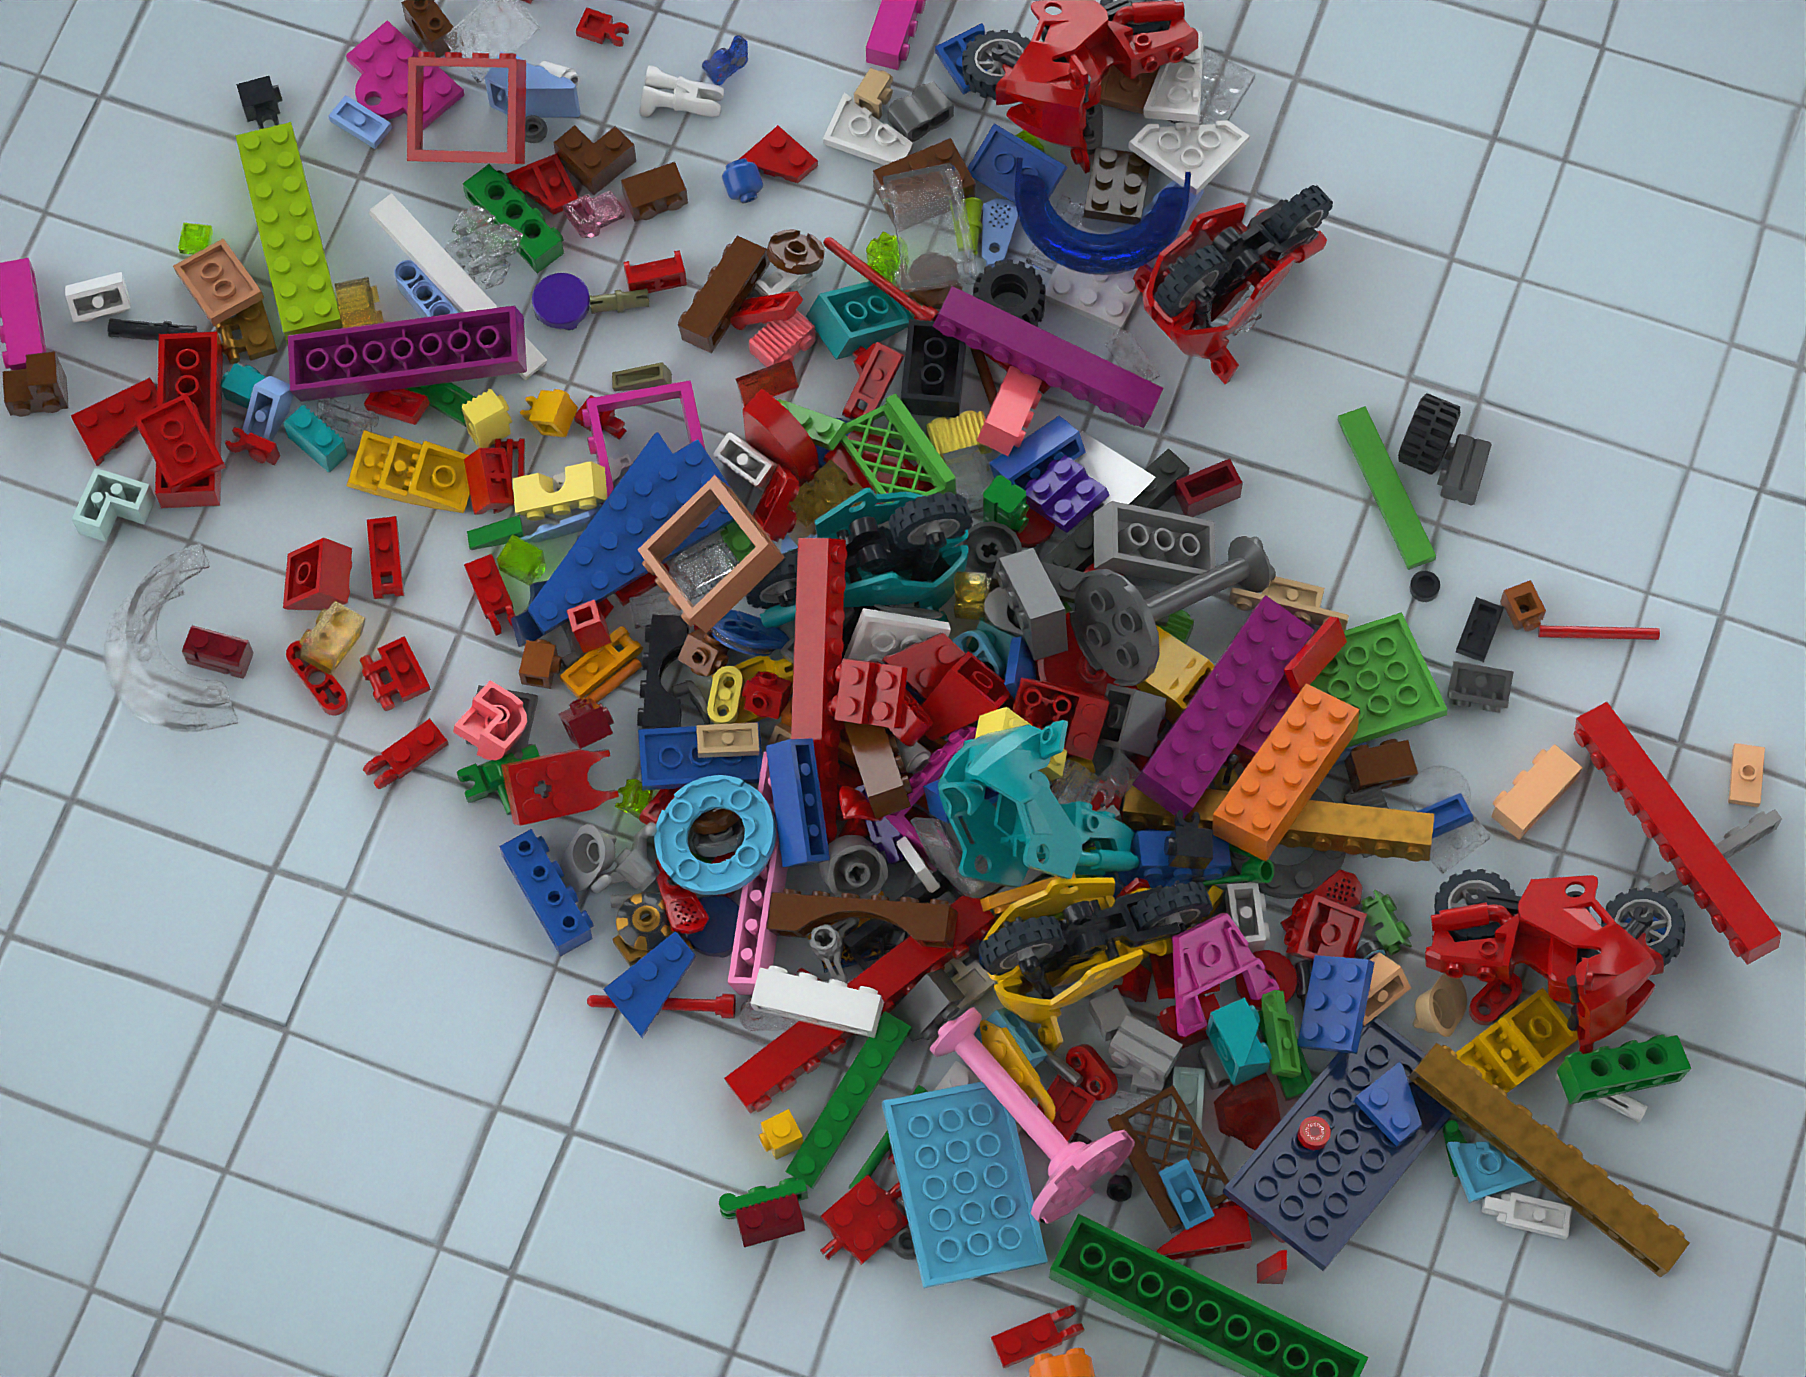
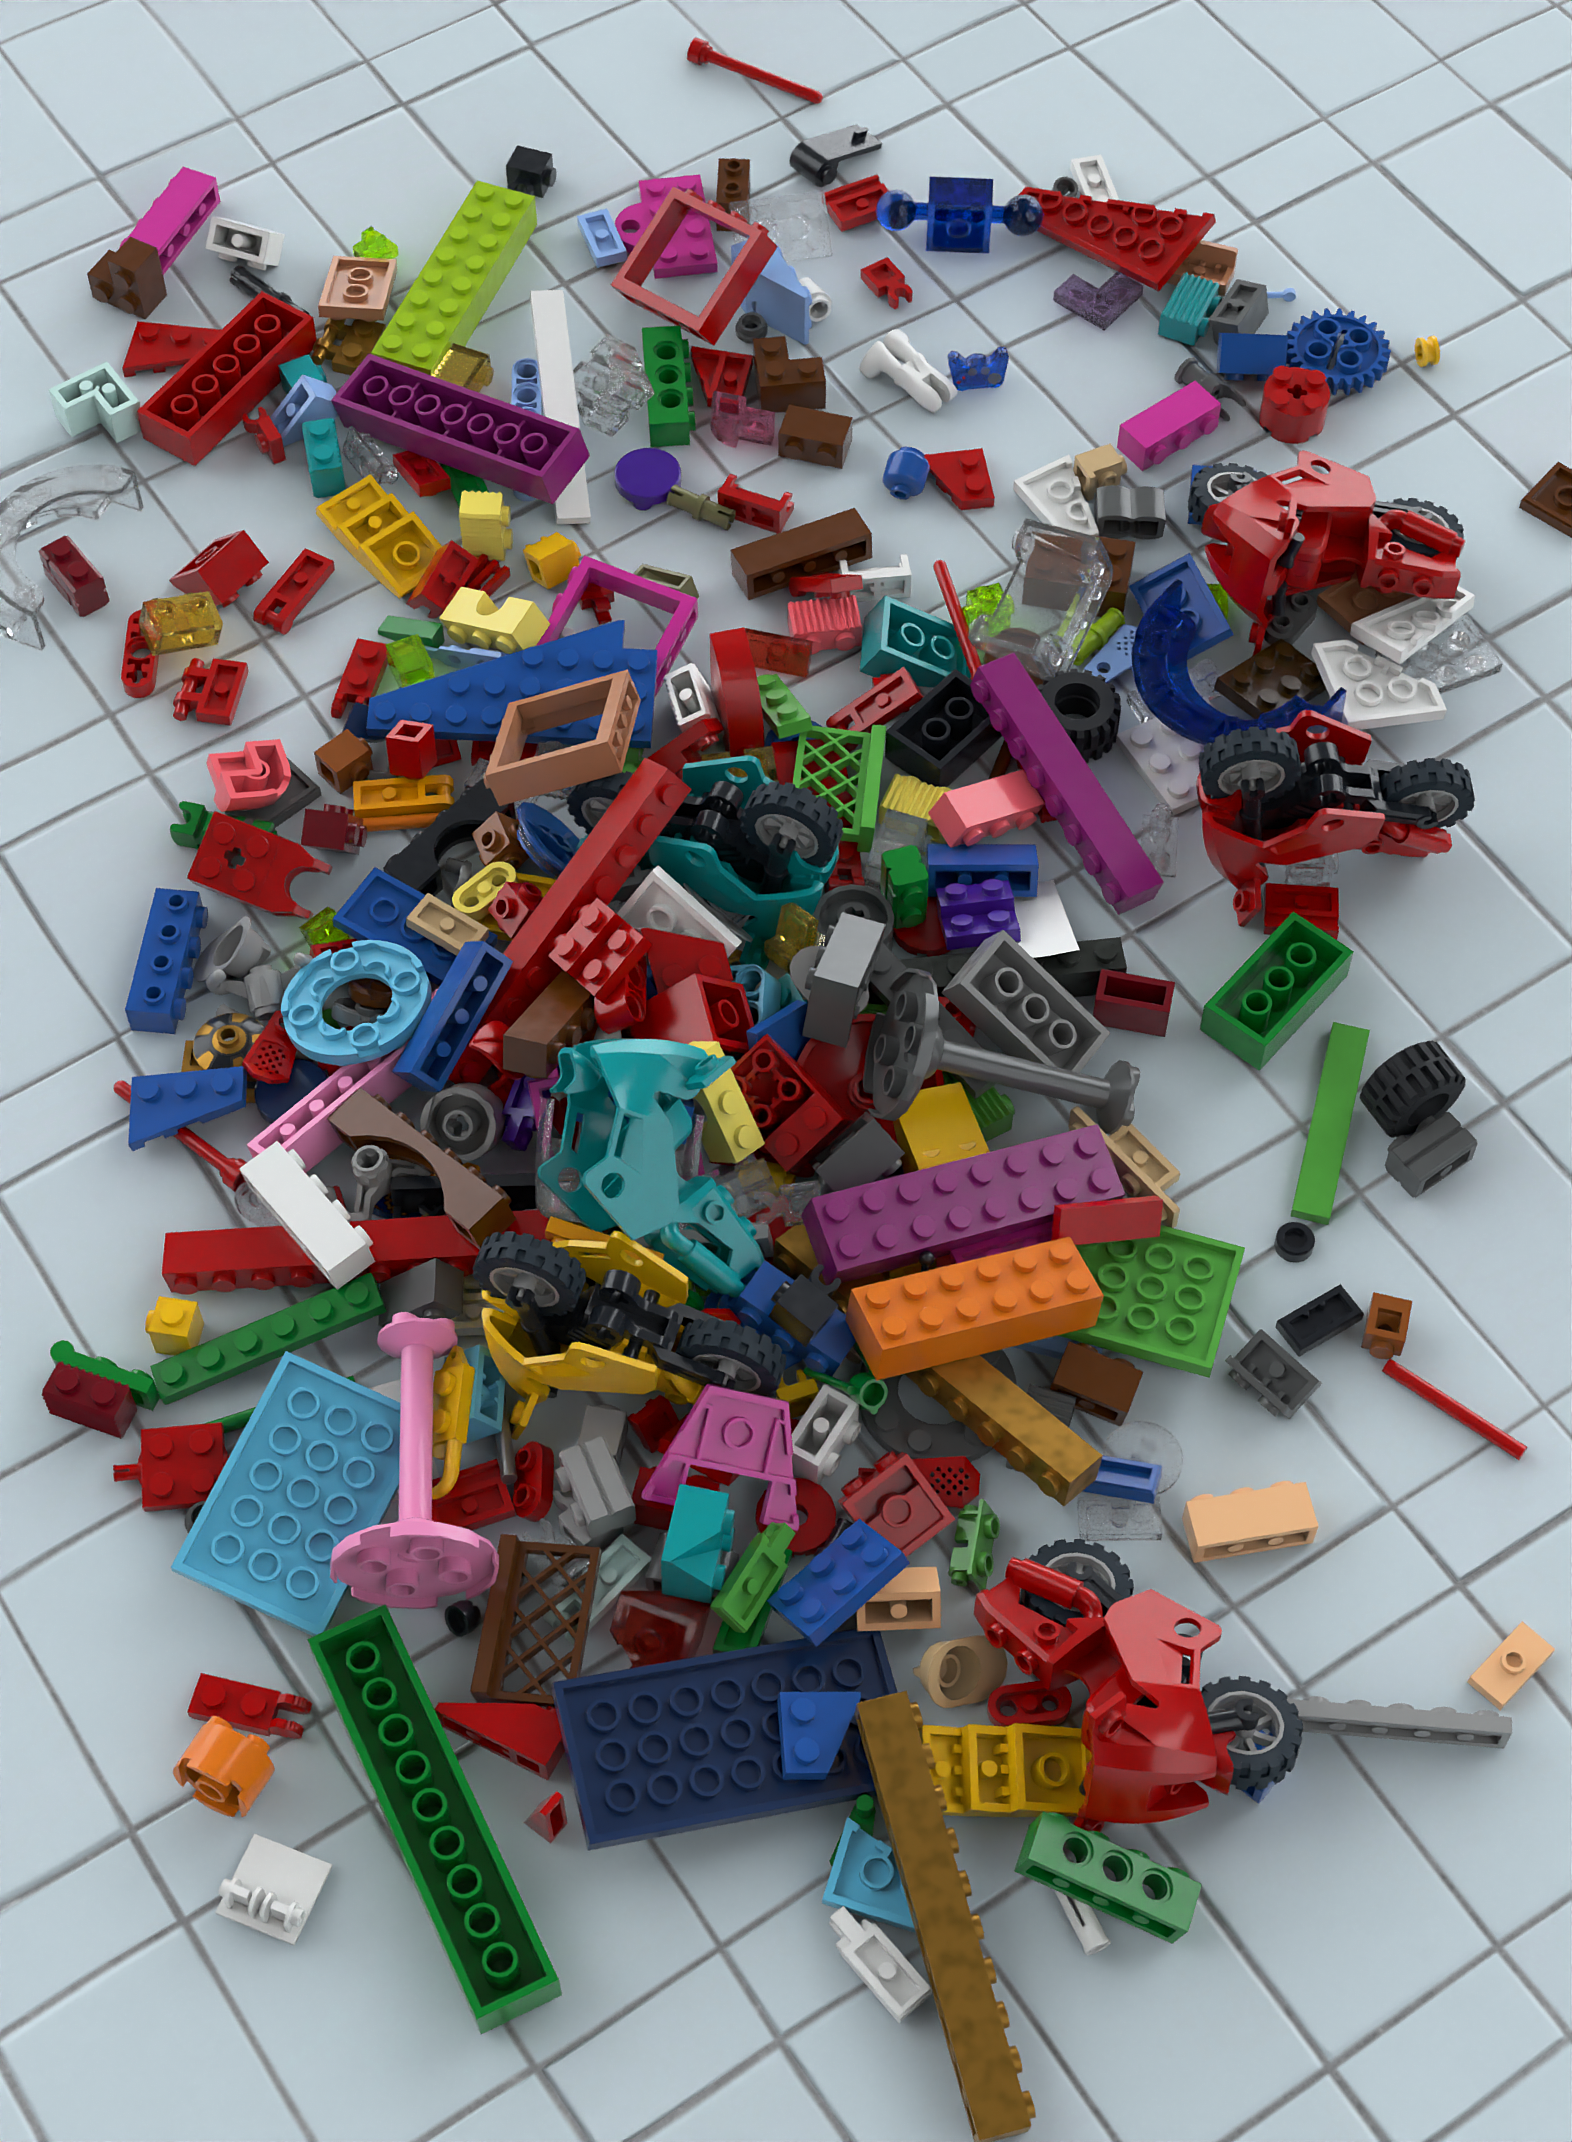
camera: 35 degrees right, 10 degrees down
(179, 443) = (194, 382): red tile -> none
(407, 753) = (156, 765): red hinge -> none
(795, 252) = (896, 551): reddish brown plate -> none
(917, 864) = (520, 1153): white tile -> none
(1186, 1194) = (511, 1662): dark azure slope -> none
(1260, 347) = (1313, 903): none -> red plate
(1291, 418) = (1276, 990): none -> green brick
(1314, 1133) = (700, 1696): tile -> none
(1369, 950) = (928, 1558): black tile -> none
(1677, 834) = (1369, 1670): red brick -> none

